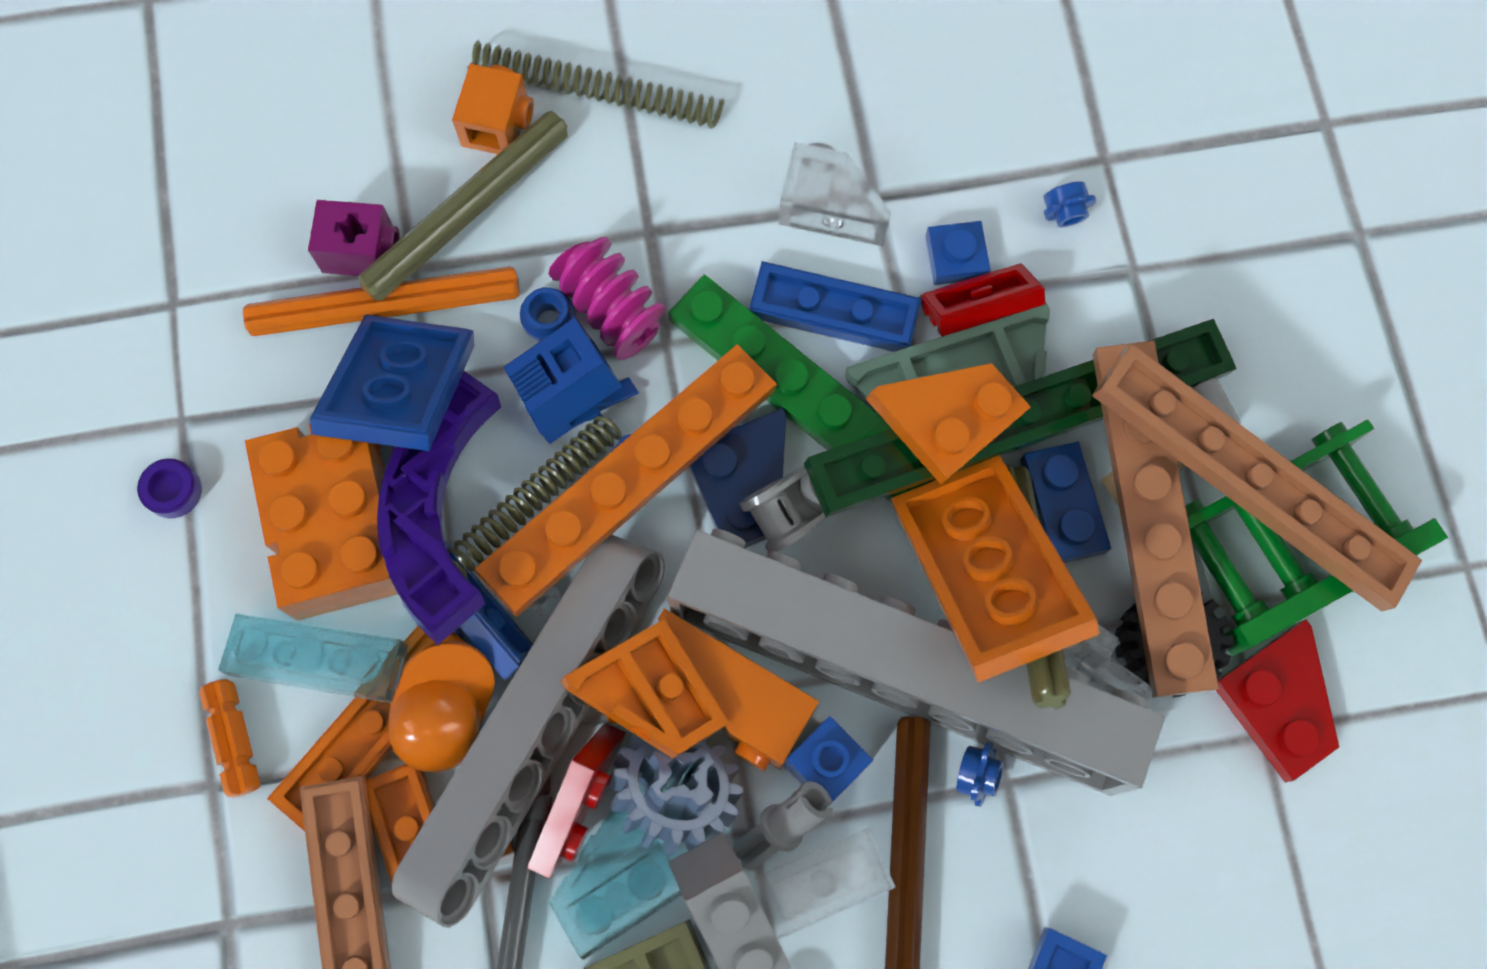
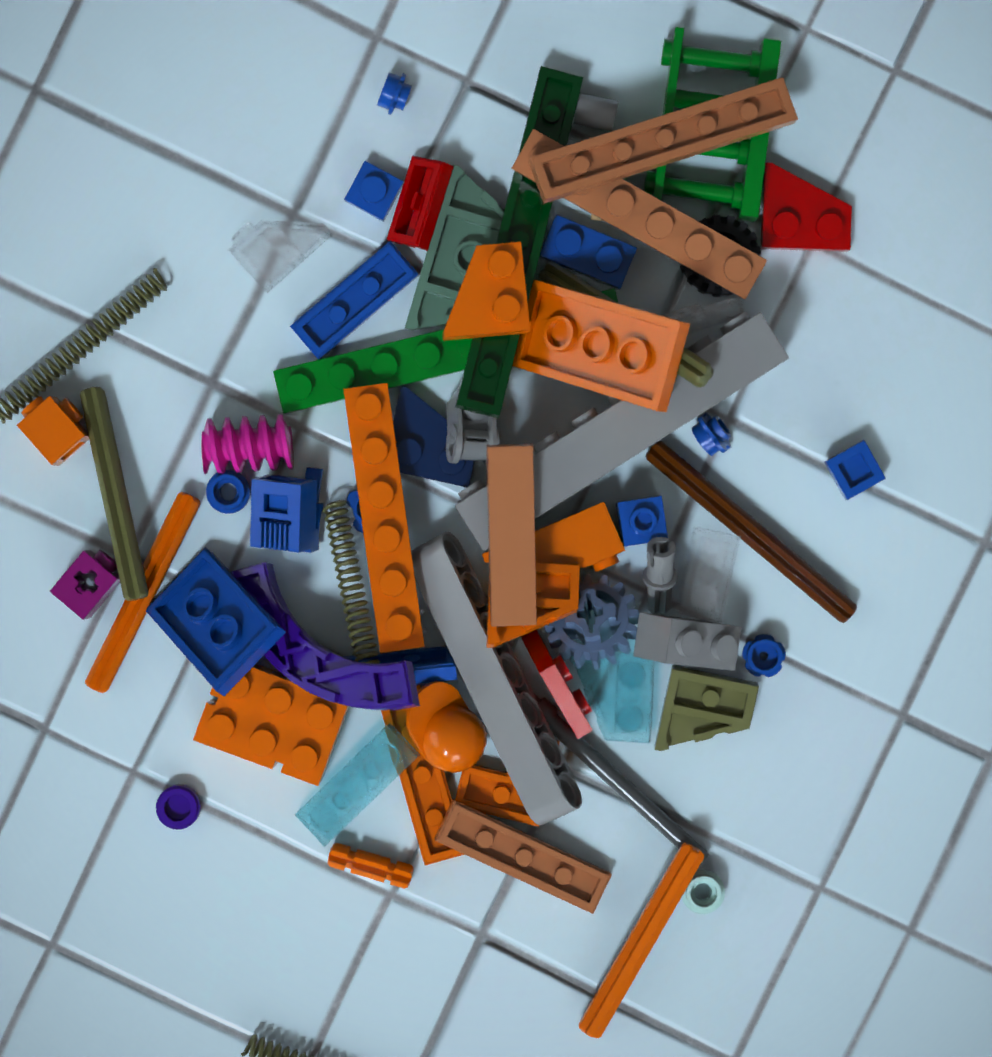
camera: 50 degrees left, 15 degrees up
(707, 612) = (511, 534): none -> nougat tile

